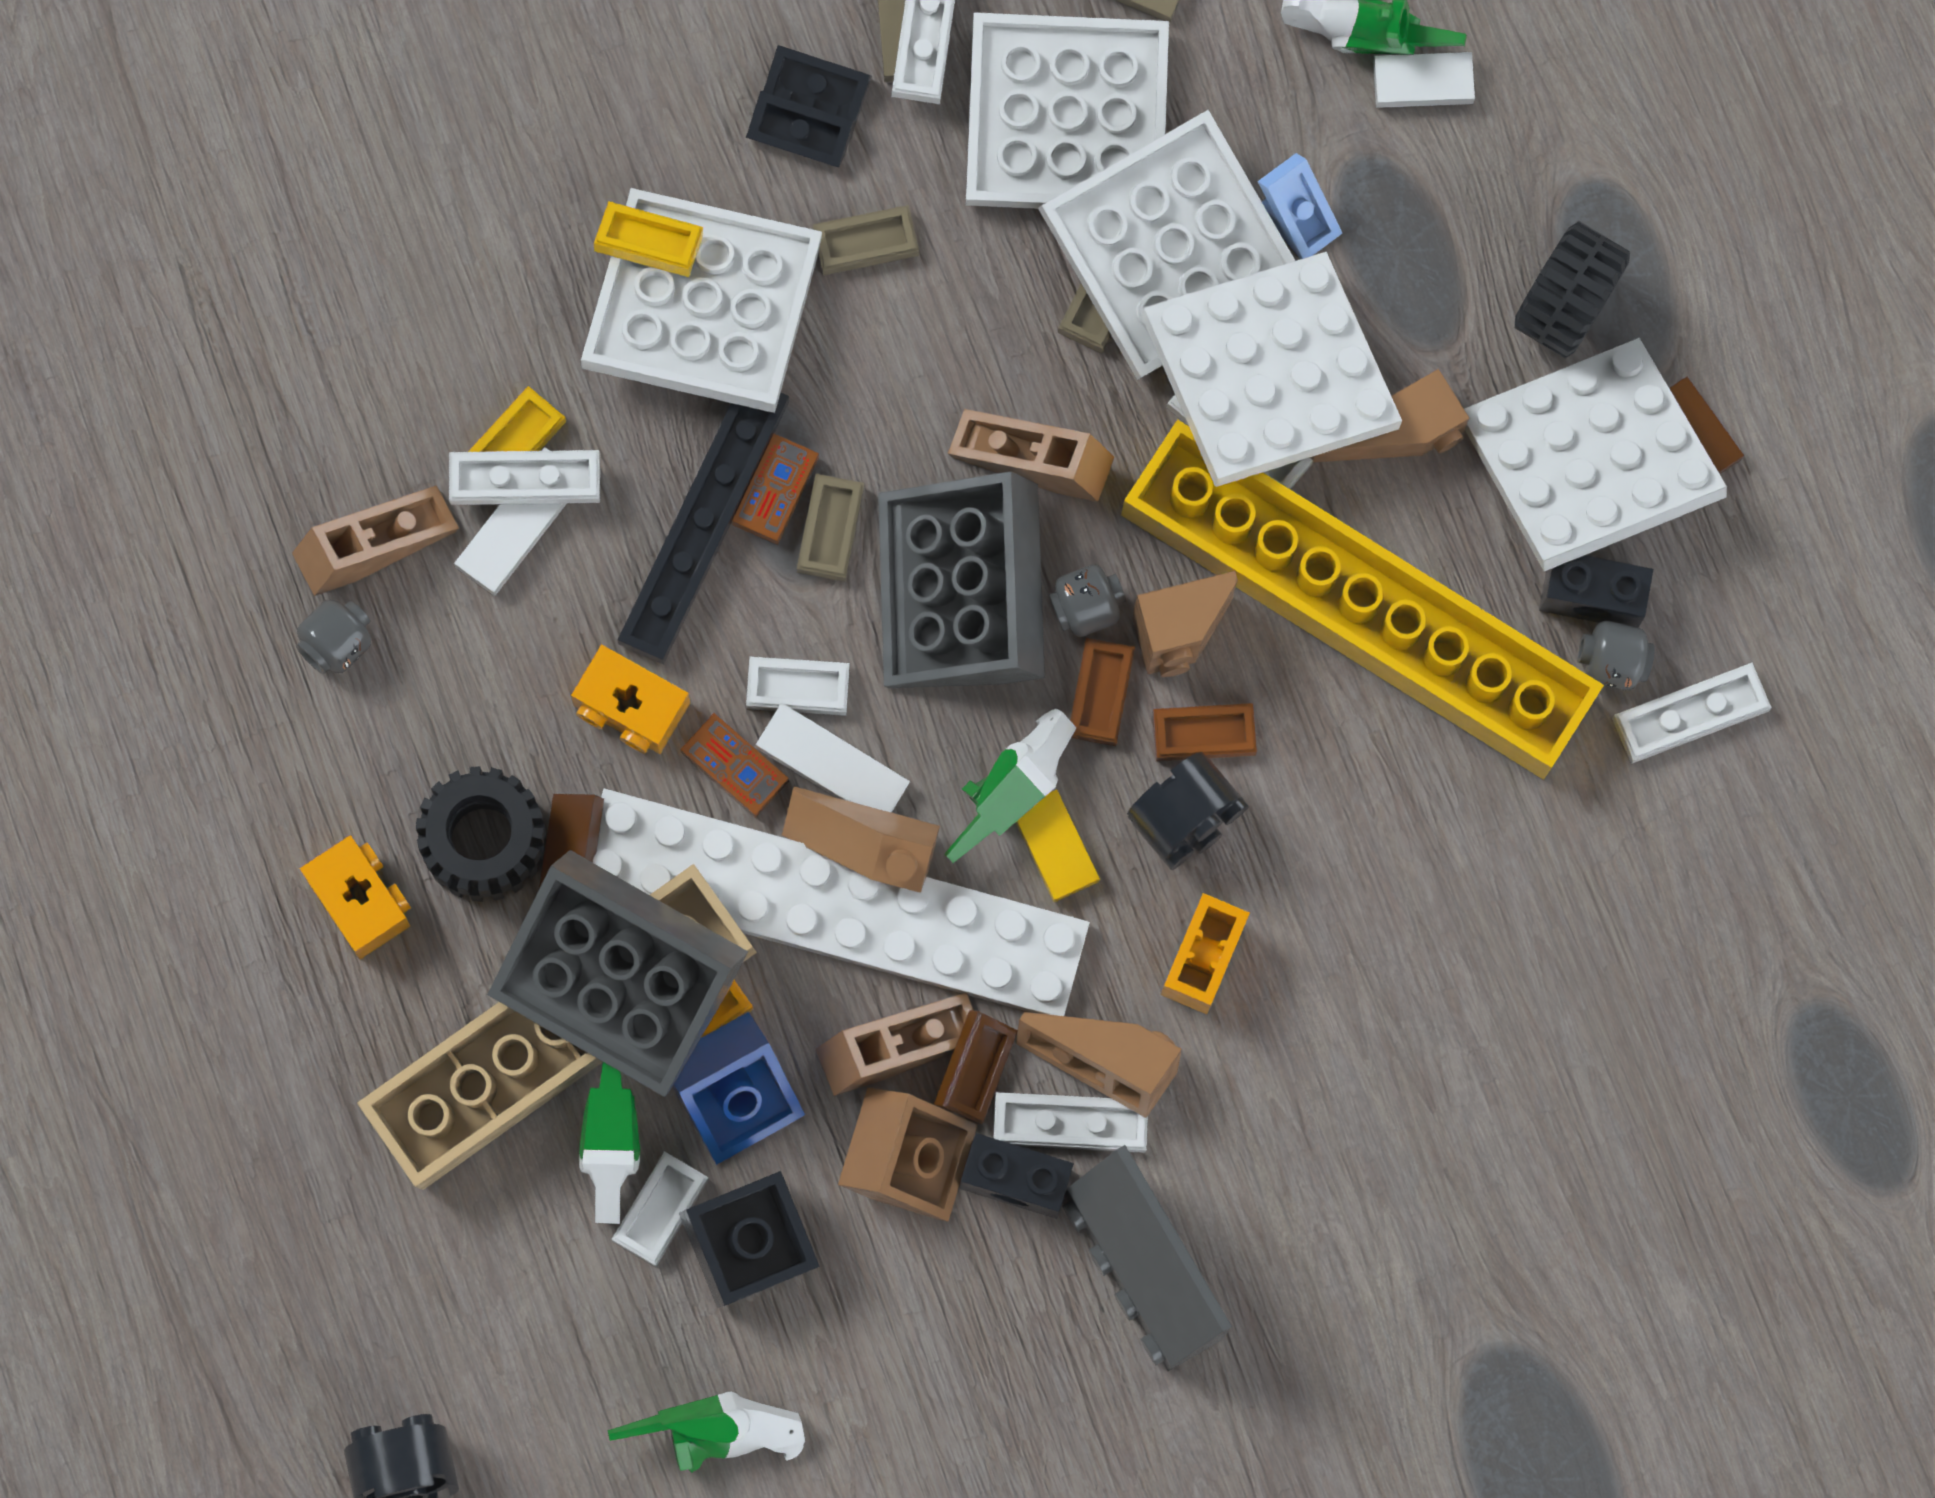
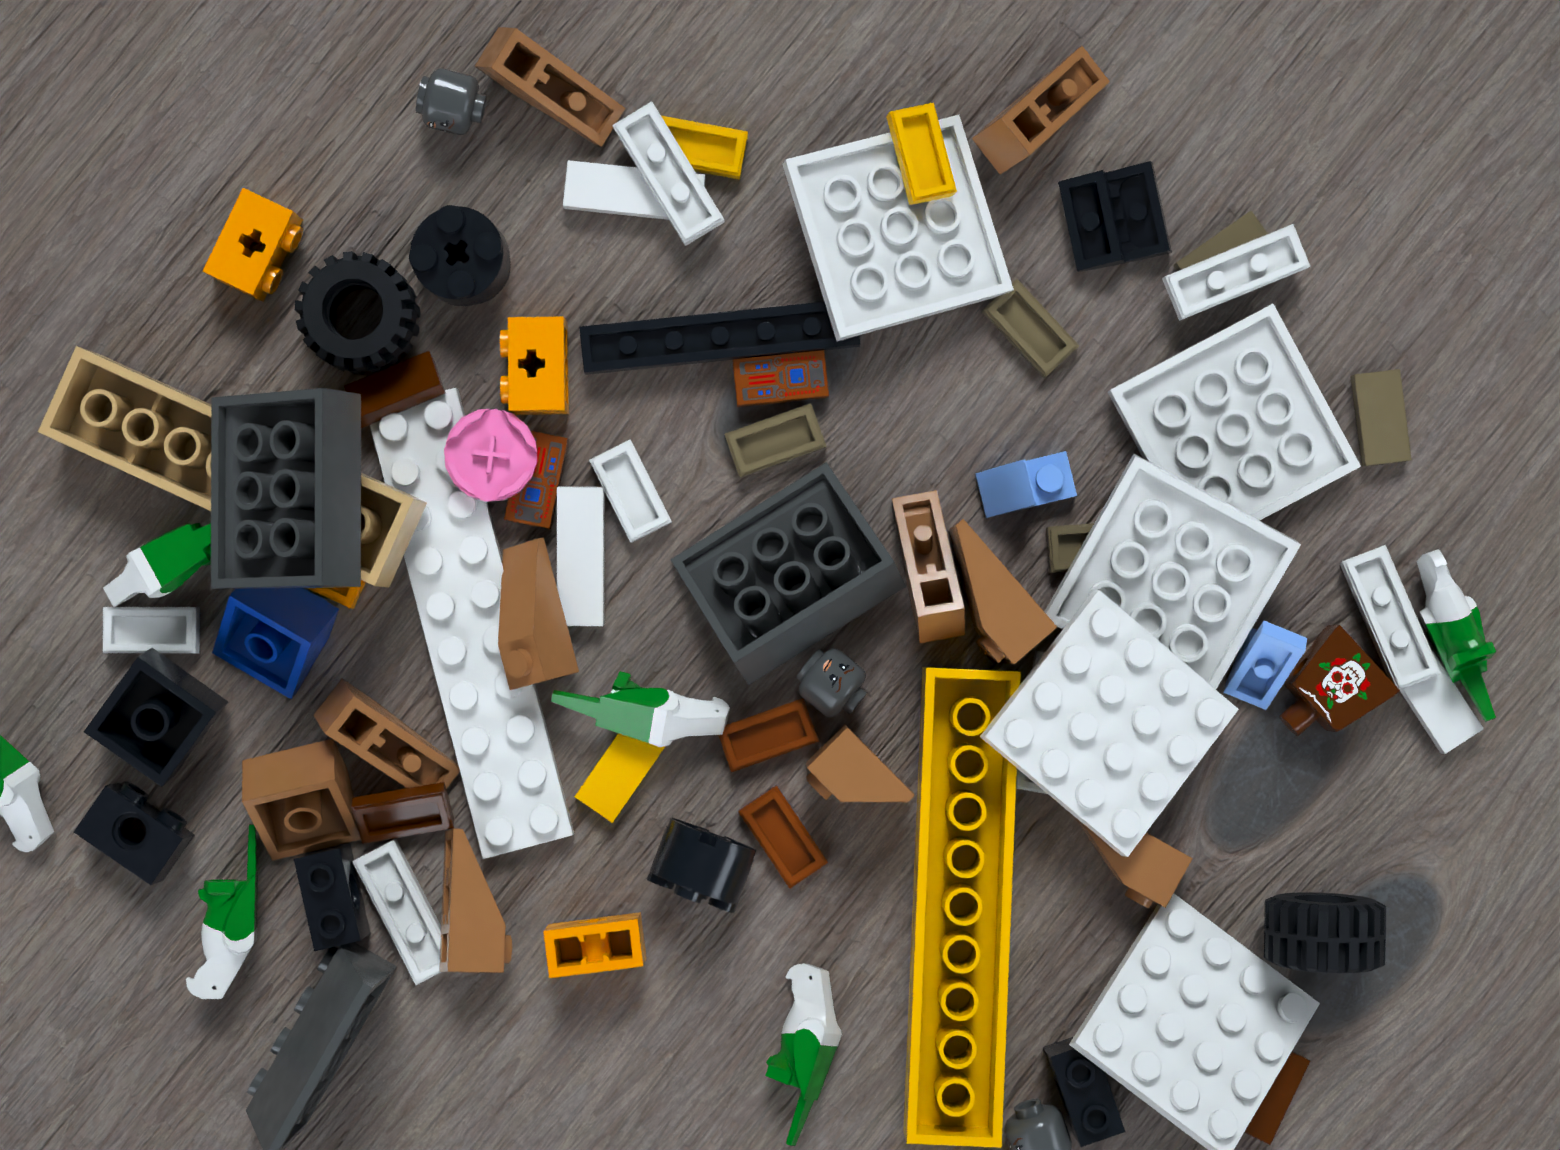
camera: 60 degrees right, 10 degrees up
(457, 707) = (470, 232): none -> black brick
(672, 115) = (1040, 111): none -> medium nougat slope
(688, 788) = (490, 455): none -> bright pink tile
(827, 1354) = (108, 831): none -> black brick
(988, 1290) = (227, 928): none -> animal
(1007, 326) = (1025, 484): none -> light blue slope
(1114, 404) = (997, 602): none -> medium nougat slope
(1322, 75) = (1390, 618): none -> white tile
(1353, 157) = (1334, 684): none -> reddish brown torso
(1406, 815) = (807, 1041): none -> animal

